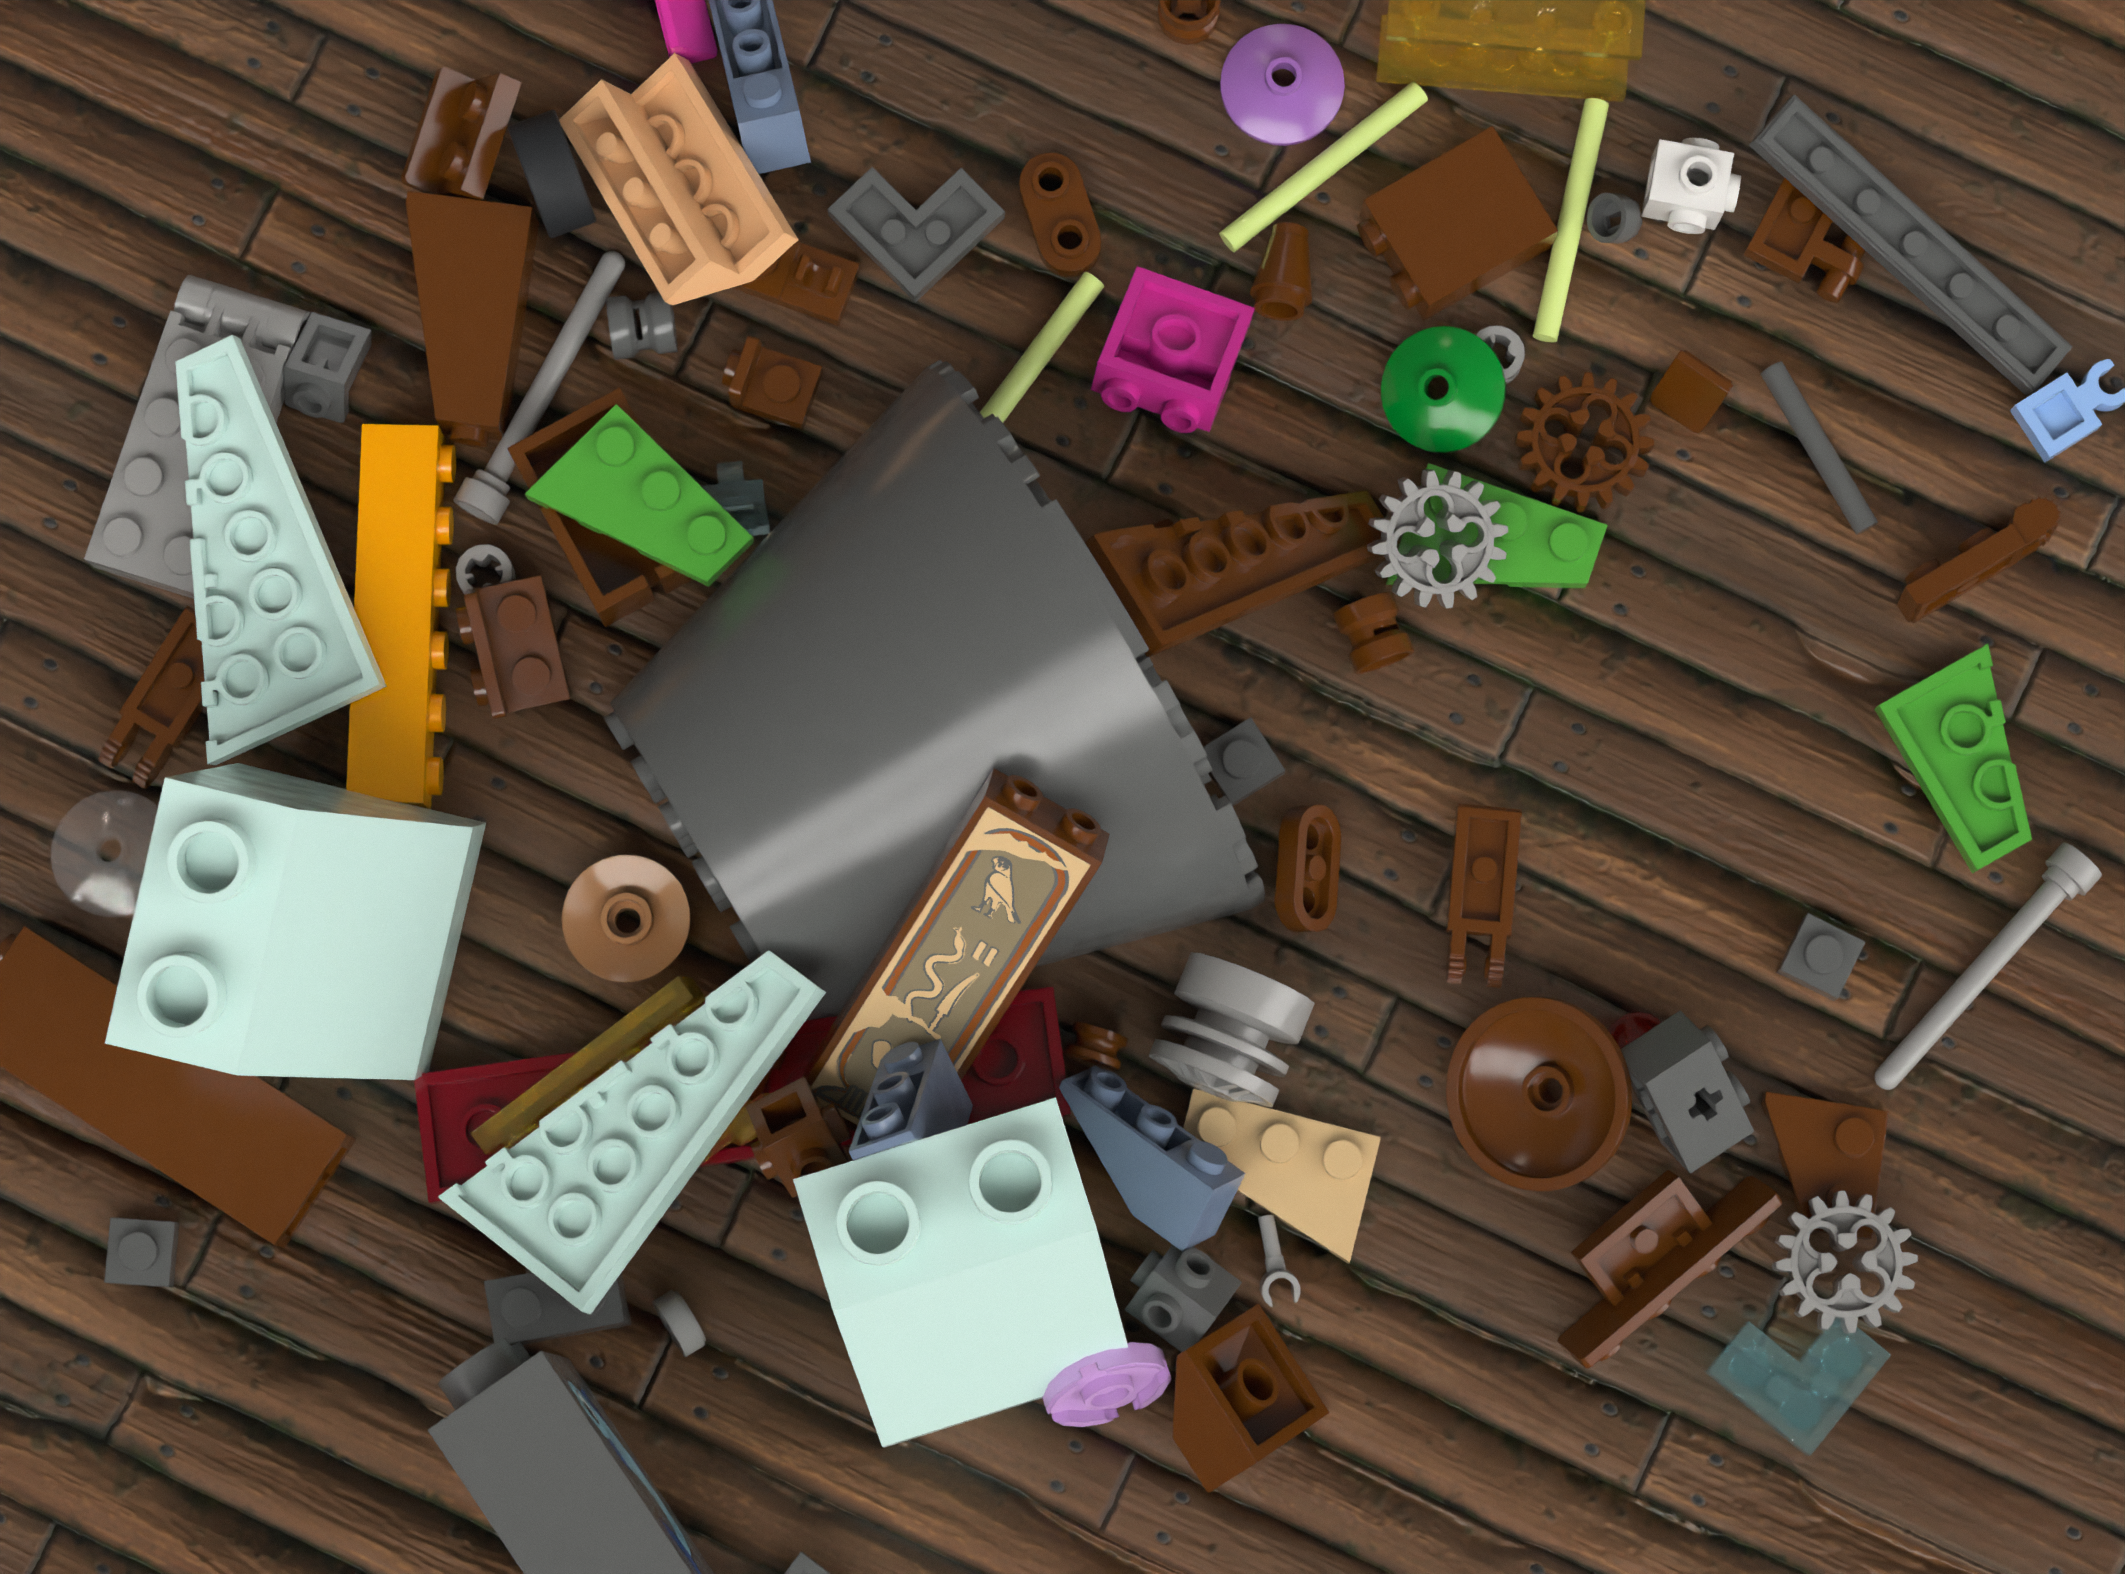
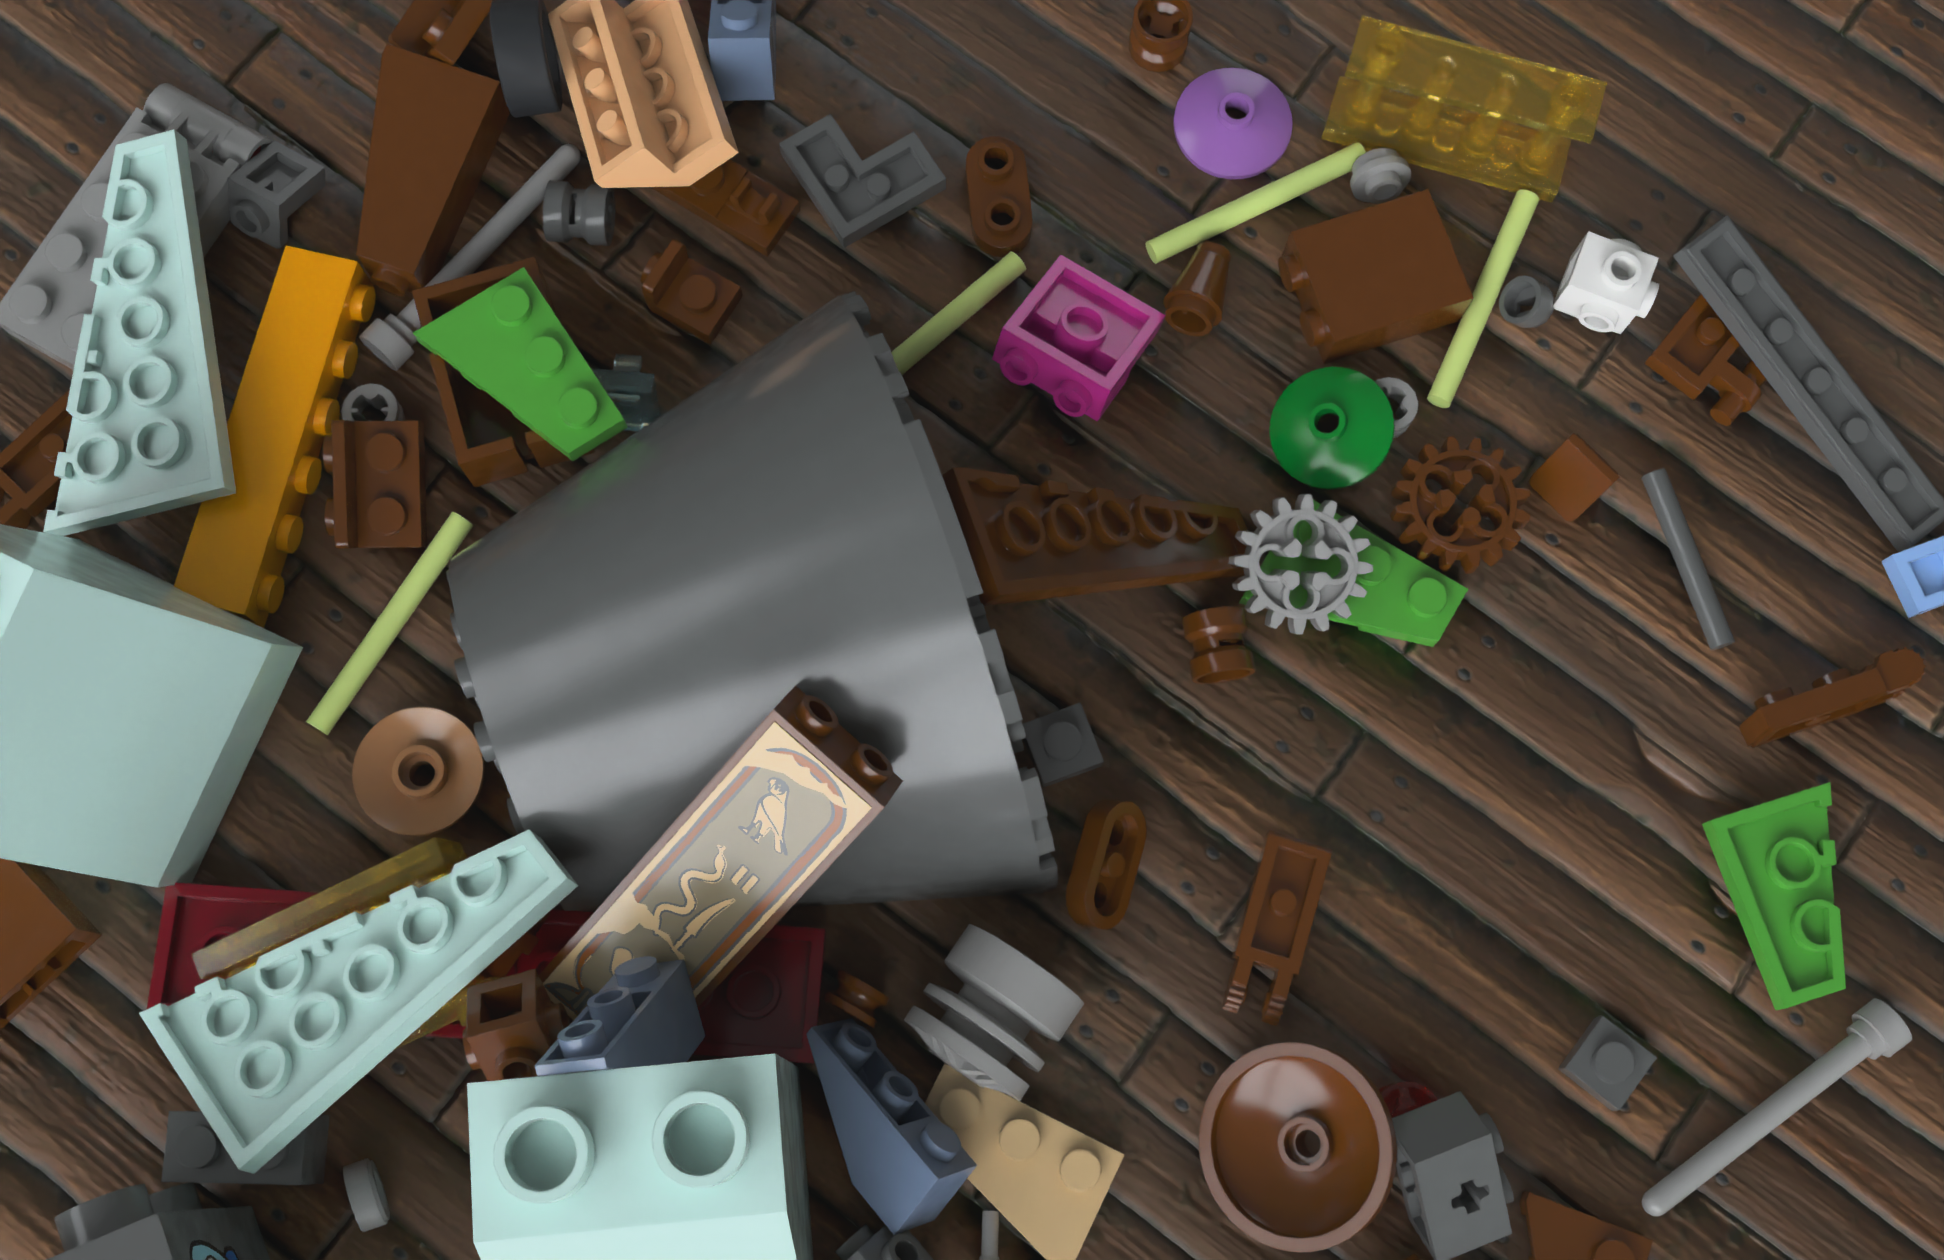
camera: 10 degrees right, 5 degrees down
(556, 779) = (389, 623): none -> yellowish green bar
(1442, 115) = (1379, 176): none -> light grey plate

